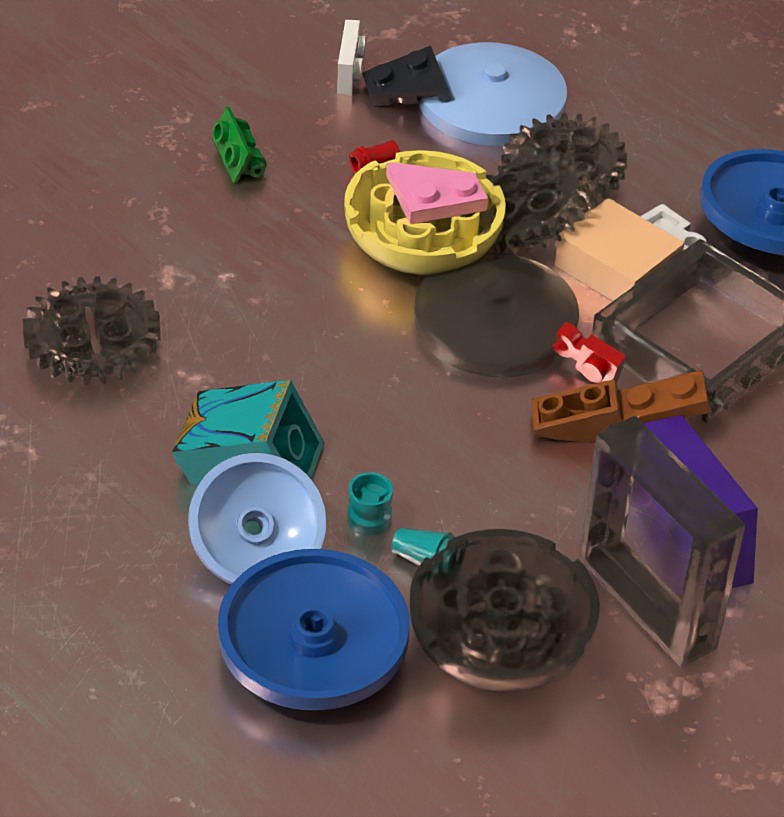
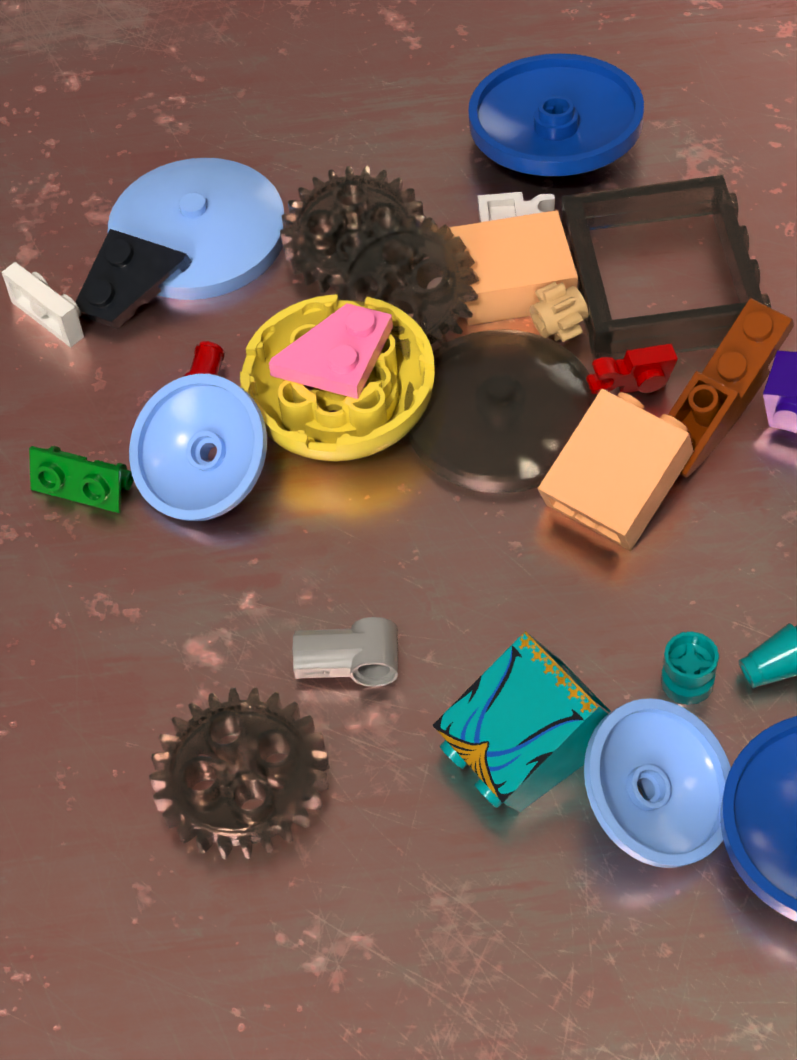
camera: 45 degrees left, 10 degrees up
(227, 339) = (364, 652): none -> light grey piece
(303, 178) = (174, 442): none -> light blue dish
(491, 383) = (617, 467): none -> light nougat brick
(598, 289) = (559, 311): none -> tan gear

